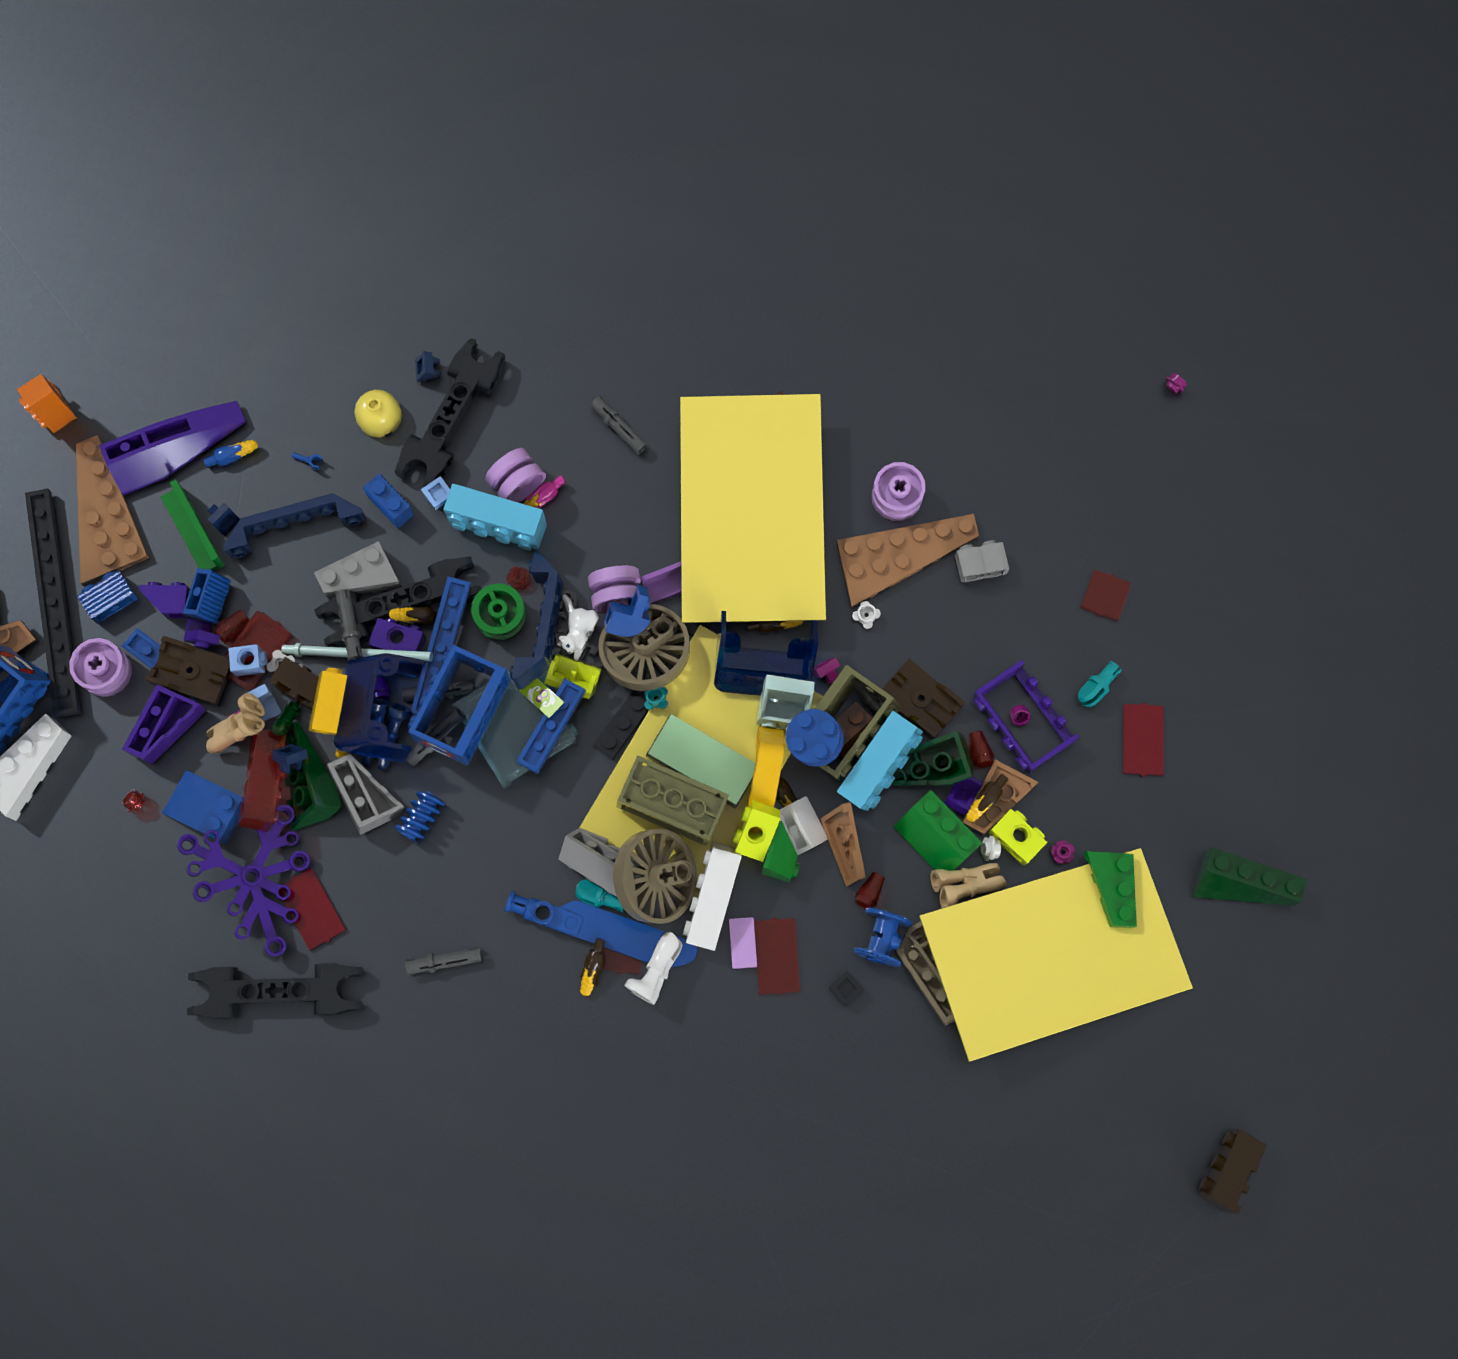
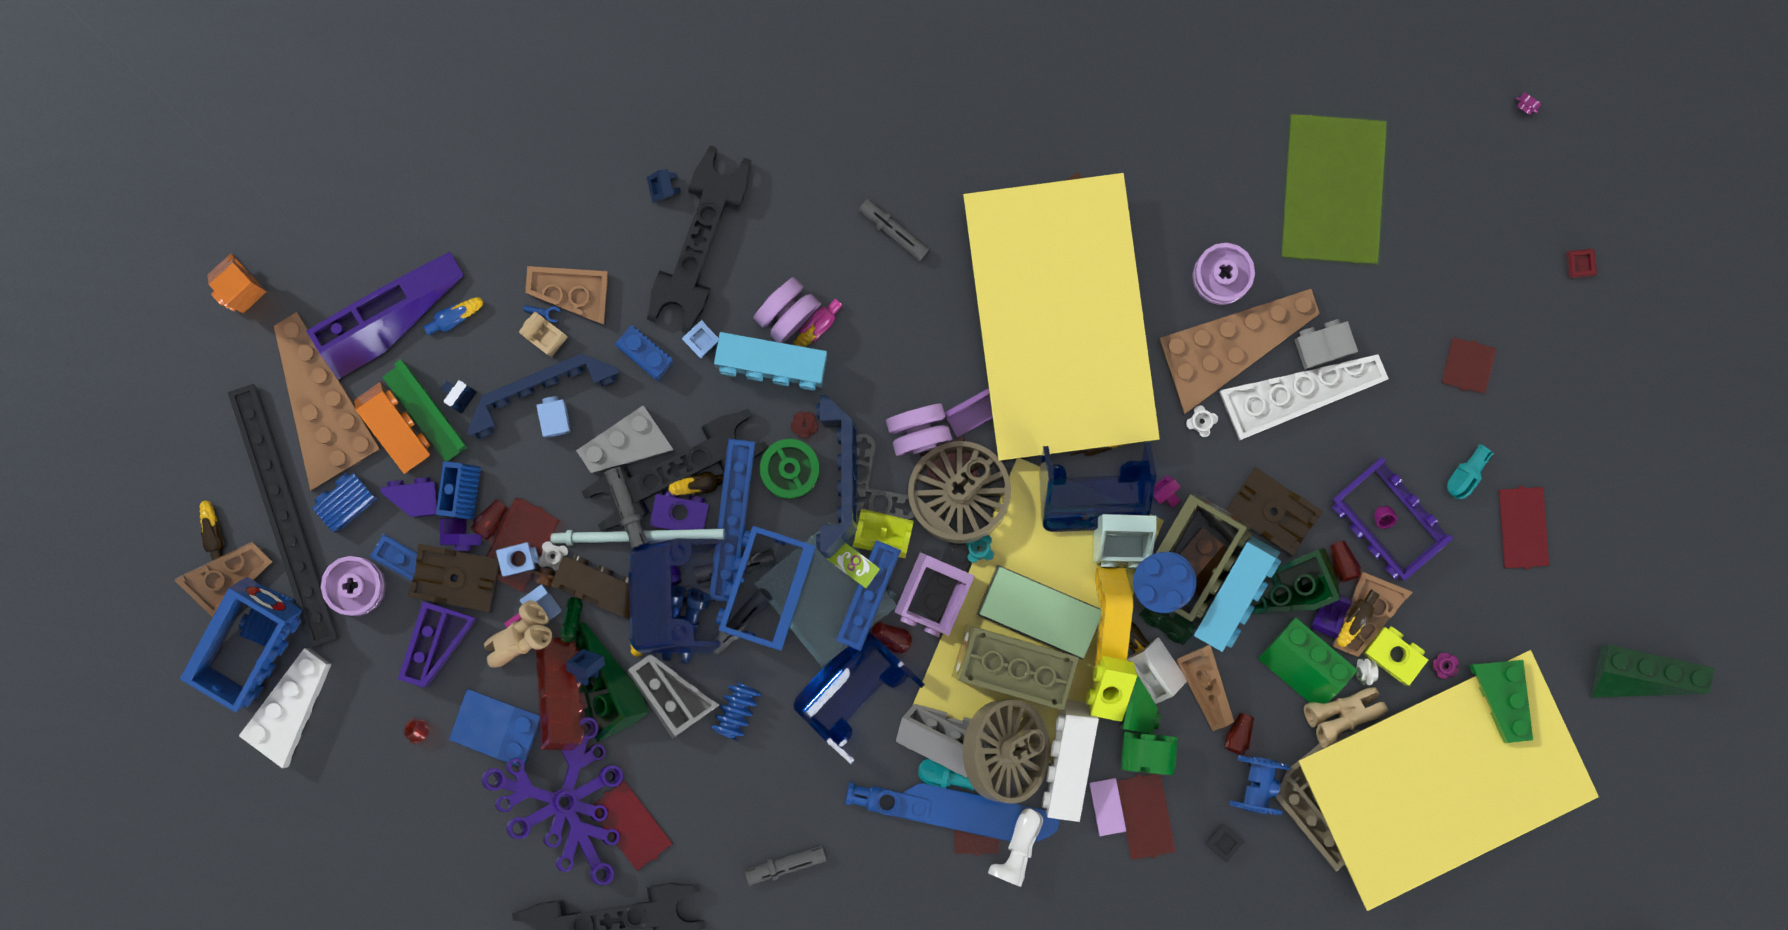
camera: 15 degrees left, 10 degrees up
(159, 537) = (392, 427): none -> orange wedge
(265, 677) = (543, 576): none -> reddish brown plate
(301, 546) = (553, 417): none -> light blue brick
(303, 475) = (542, 334): none -> tan bracket
(328, 701) = (620, 603): yellow brick -> none
(334, 442) = (570, 289): none -> medium nougat wing
(378, 413) = (614, 247): light yellow cylinder -> none
(523, 806) = (845, 687): none -> clear blue windscreen
(569, 767) = (893, 637): none -> clear red cone
(580, 626) = (884, 476): white animal -> none
(592, 967) = (948, 853): dark brown piece -> none
(624, 712) = (954, 604): none -> lavender window
(631, 619) = (940, 467): blue brick -> none
(784, 896) = (1149, 753): none -> green brick
(823, 791) = (1177, 628): none -> clear green hinge
(935, 604) = (1280, 399): none -> white wing
(1001, 436) = (1334, 189): none -> clear neon green piece
(1211, 520) = (1581, 263): none -> dark red tile

